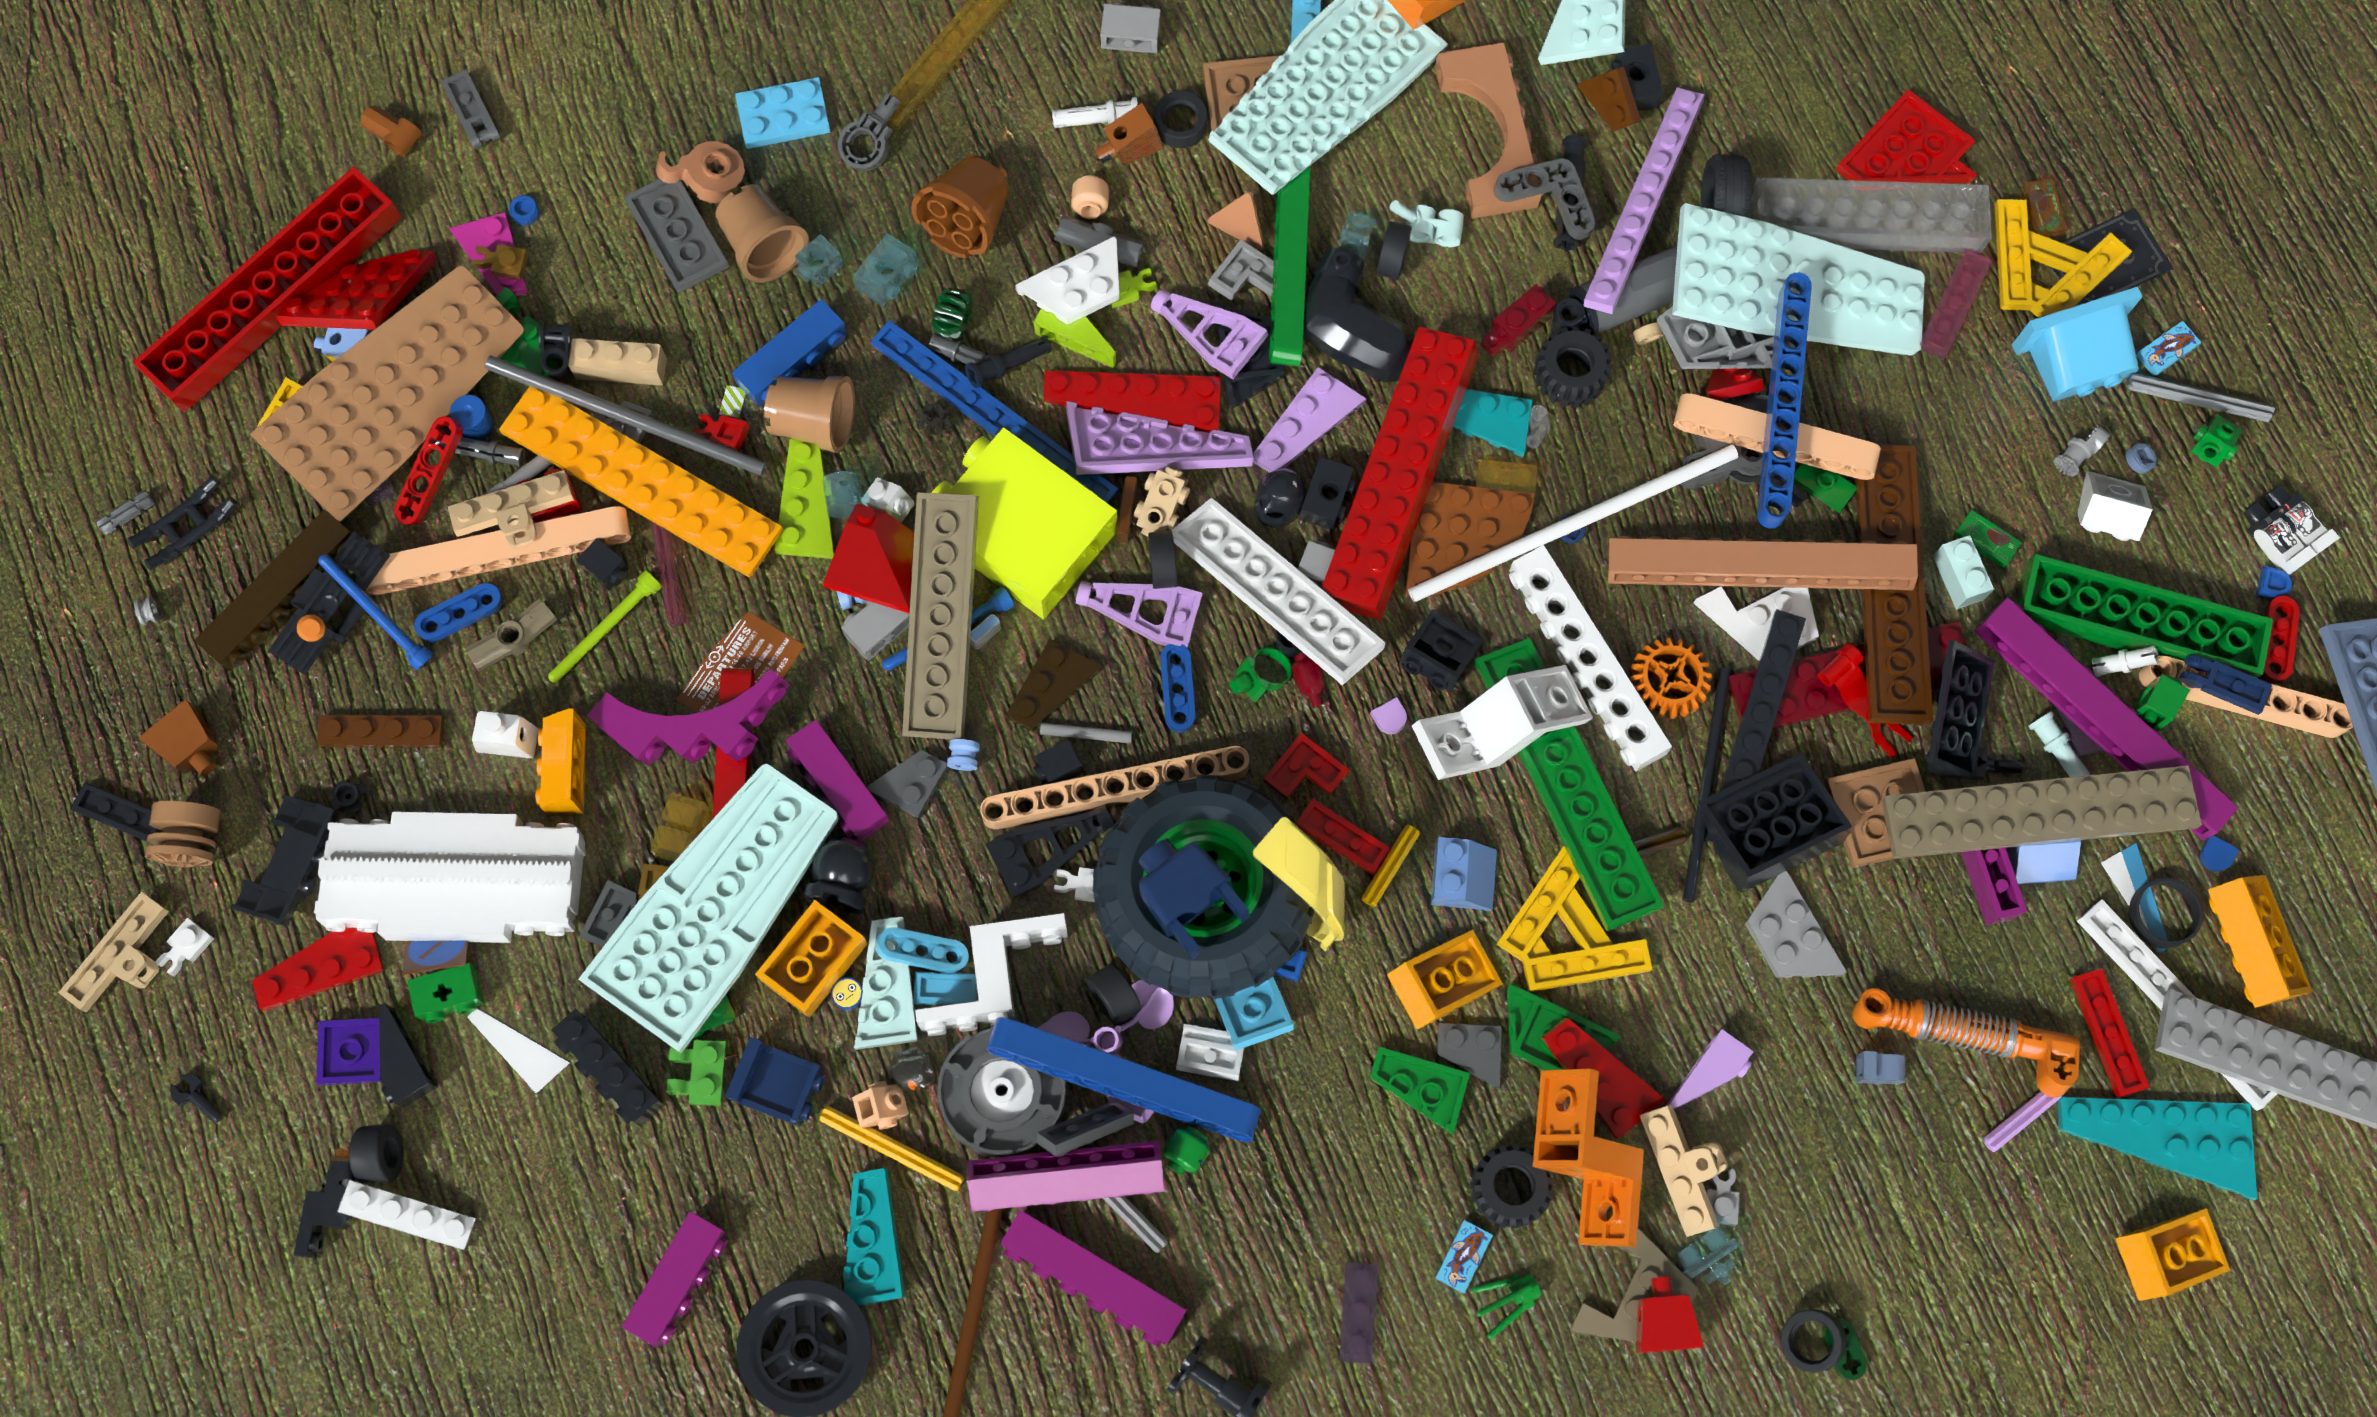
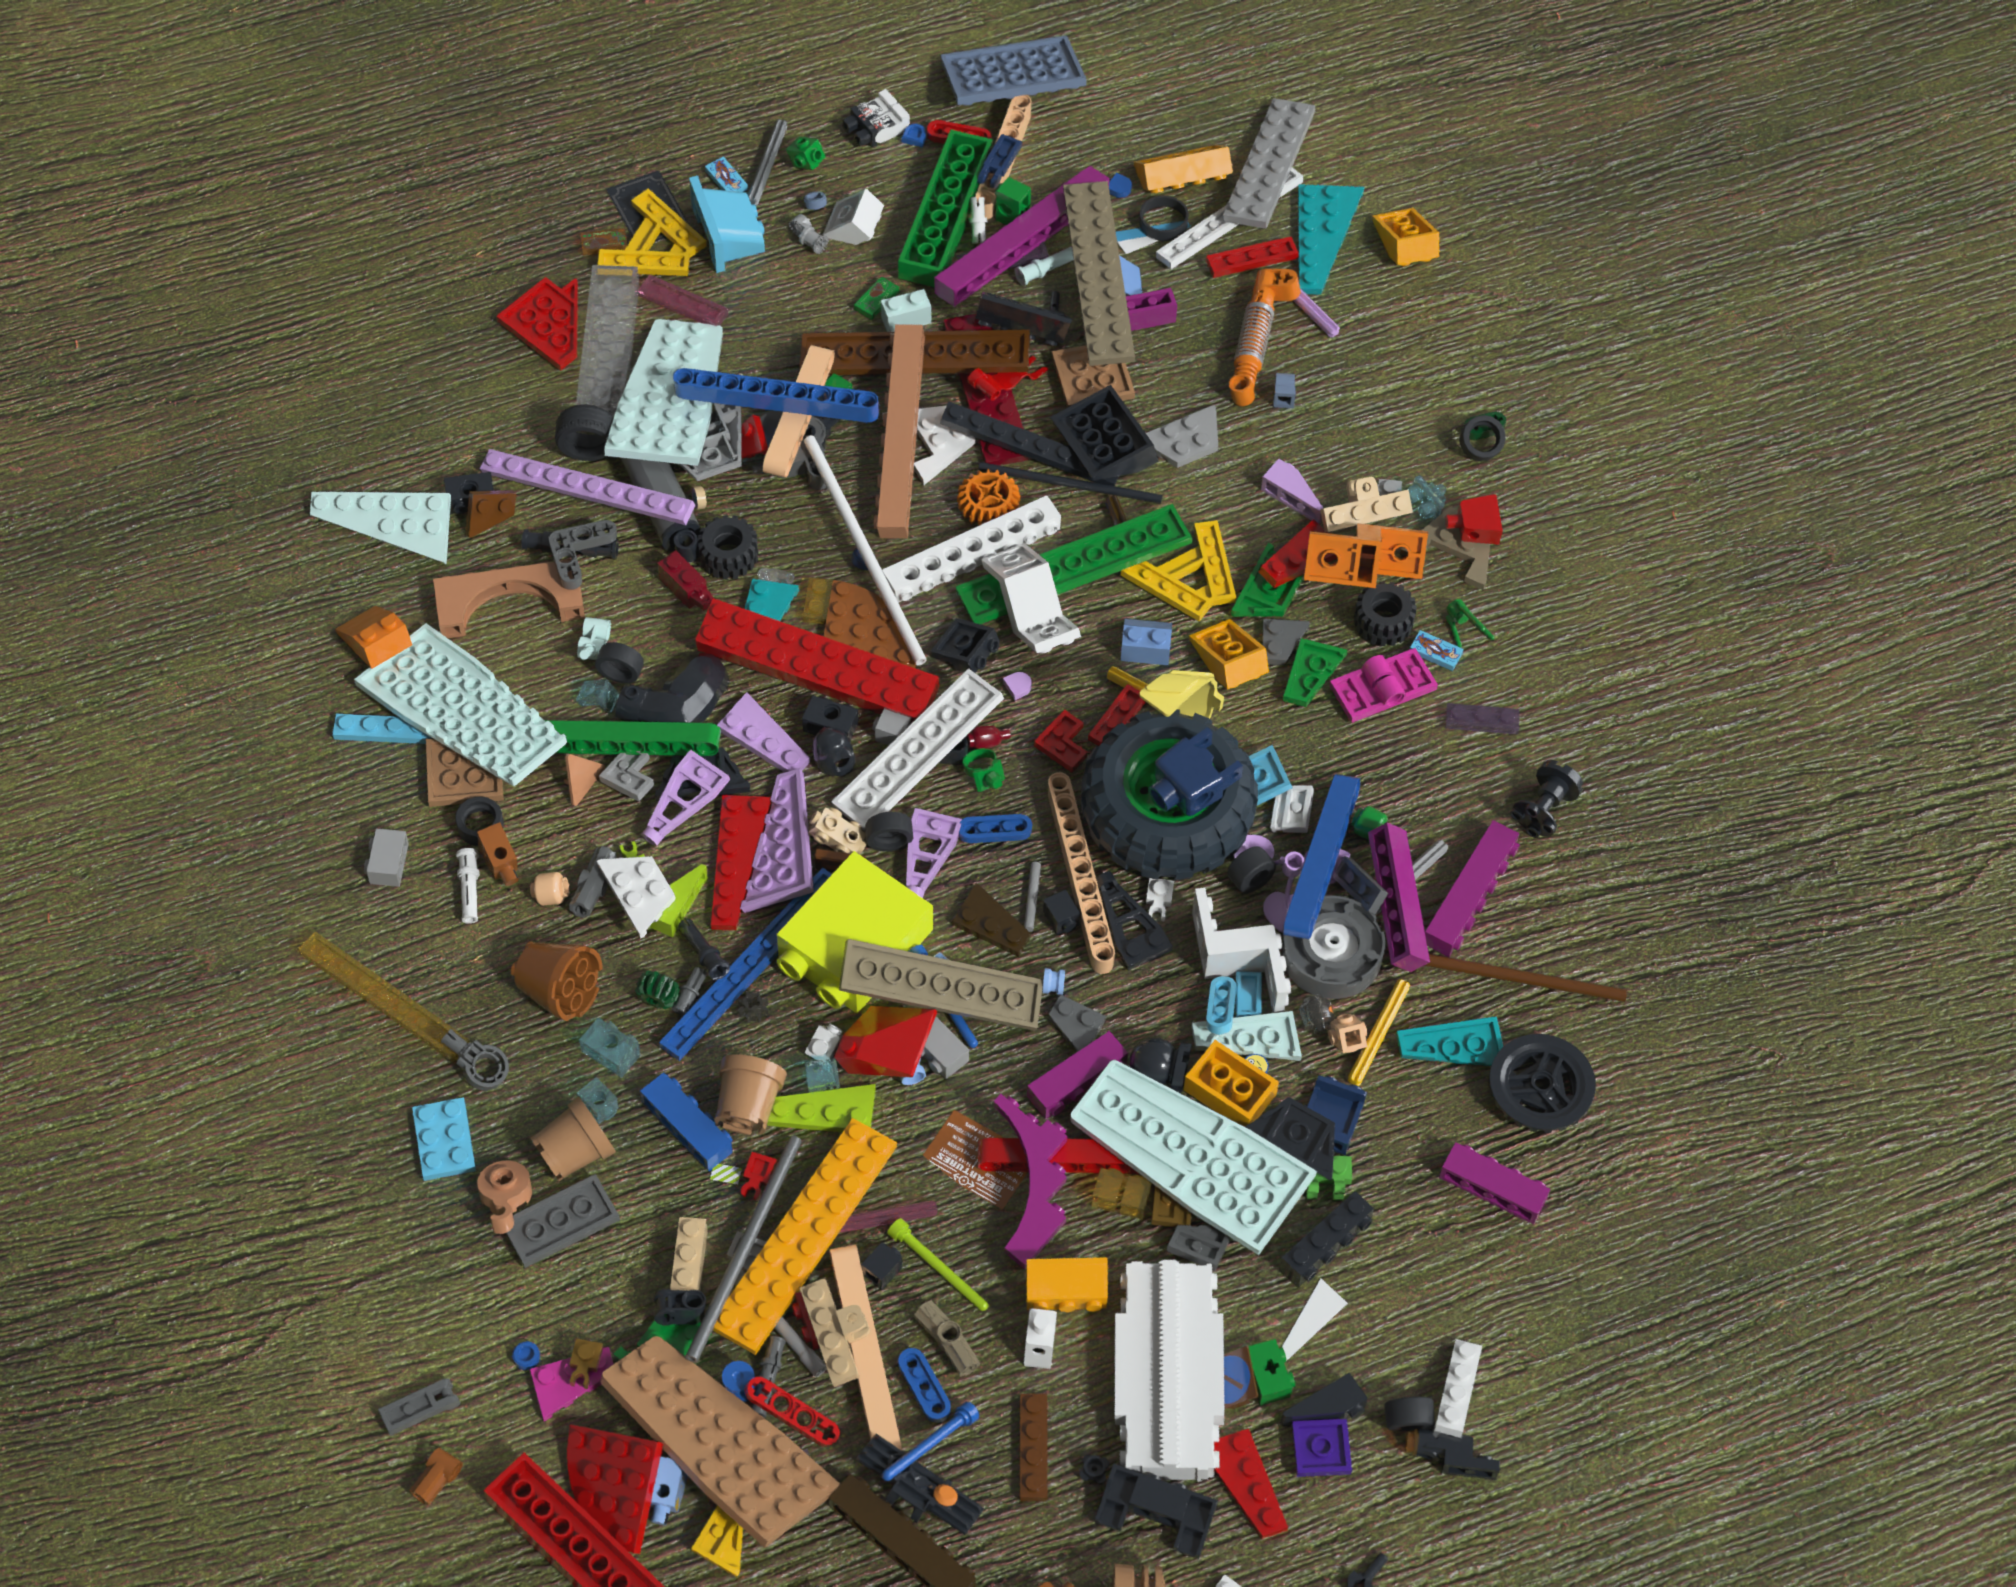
camera: 90 degrees left, 15 degrees down
(734, 1033) = (1299, 1133): none -> black wing
(1403, 1180) = (1383, 684): none -> dark pink plate

